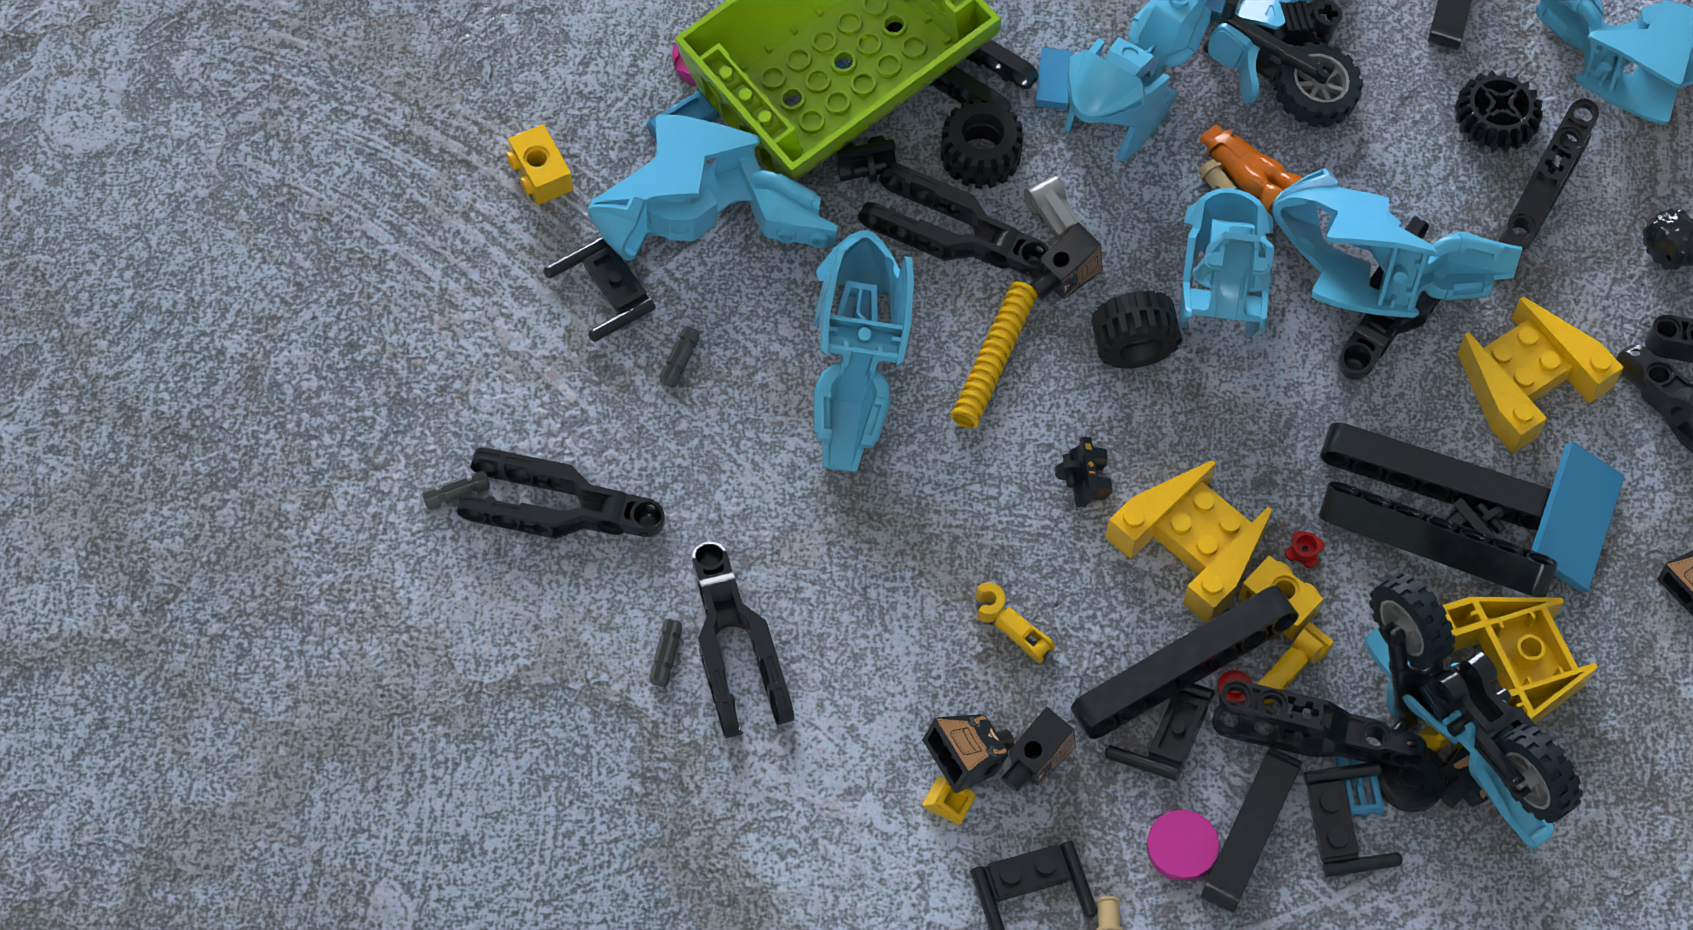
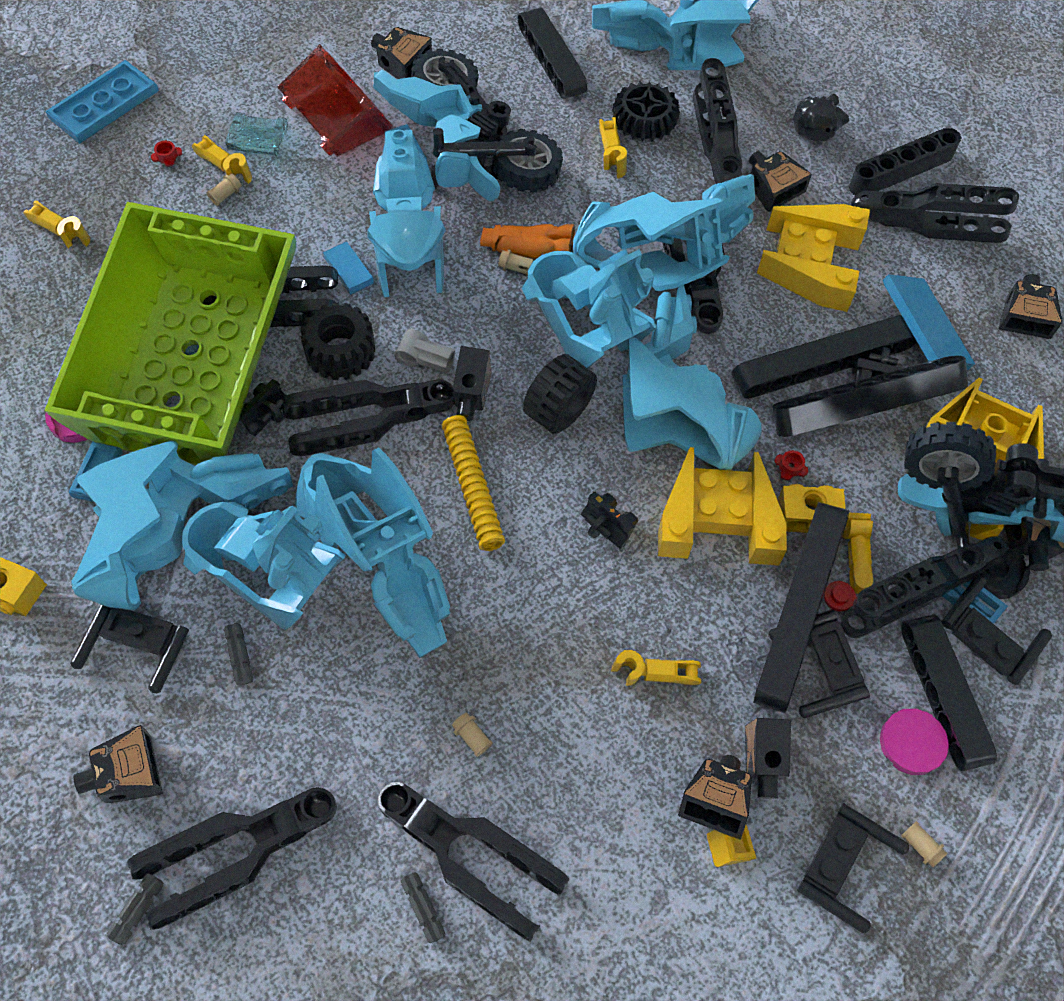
camera: 40 degrees left, 0 degrees up
(523, 379) = (122, 768): none -> torso
(764, 279) = (273, 540): none -> medium azure piece
(813, 556) = (471, 734): none -> tan pin
(1238, 410) = (682, 402): none -> medium azure piece
(1419, 136) = (613, 151): none -> yellow piece
(1569, 273) = (778, 178): none -> torso

